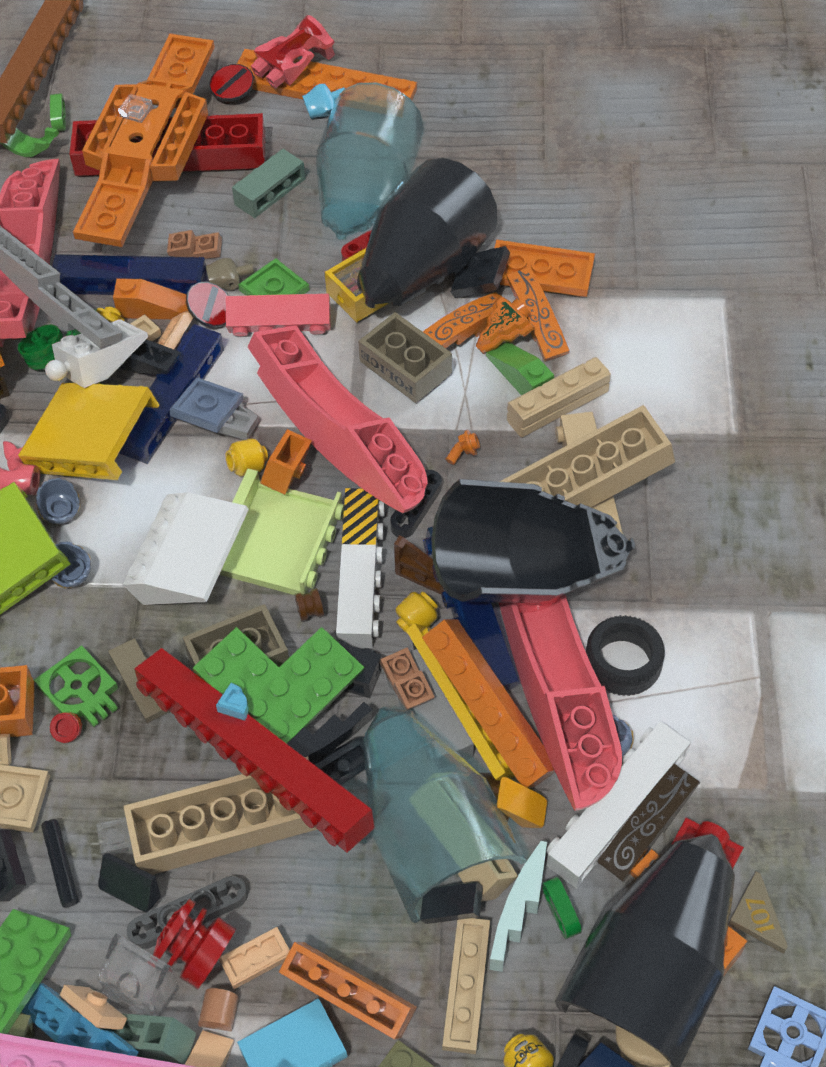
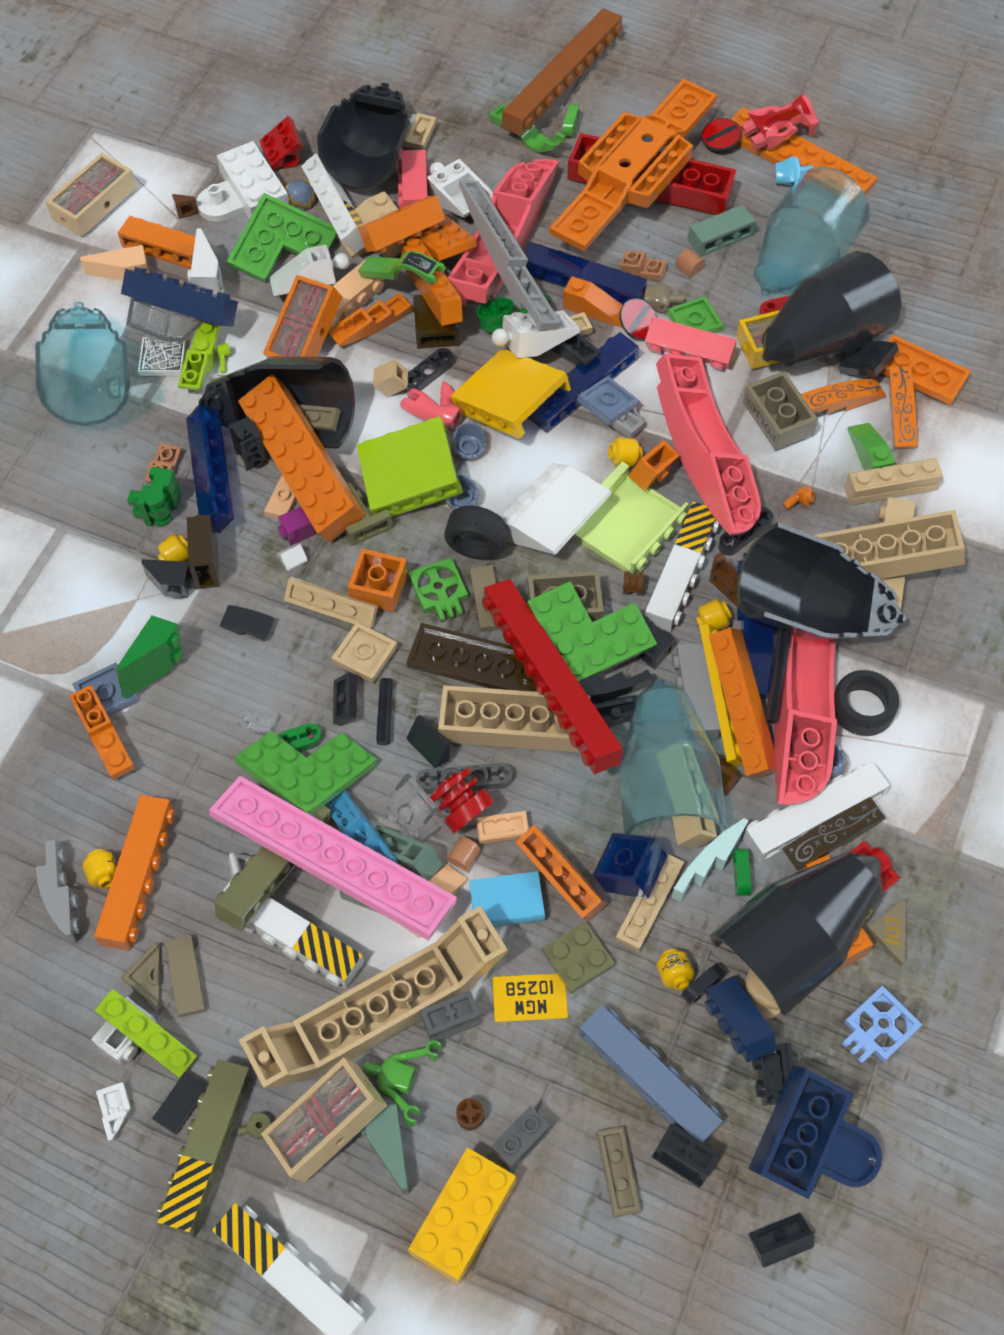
camera: 20 degrees right, 5 degrees up
(65, 727) = (420, 613): red tile -> none
(93, 1007) = (376, 819): light nougat plate -> none
(102, 605) = (476, 532): none -> black tyre
(110, 314) = (557, 304): yellow plate -> none
(135, 108) = (632, 138): clear plate -> none
(143, 762) = (468, 659): none -> dark brown plate
(175, 330) = (602, 333): light nougat plate -> none
(233, 703) = (548, 637): medium azure tile -> none
(245, 227) = (689, 262): none -> nougat brick
(406, 679) = (686, 663): nougat slope -> none
(428, 949) = (630, 865): none -> clear blue brick
(452, 903) = (669, 838): black tile -> none
(504, 324) = (871, 408): orange rock -> none
(517, 659) = (777, 676): none -> black axle
(521, 804) = (740, 786): light orange slope -> none

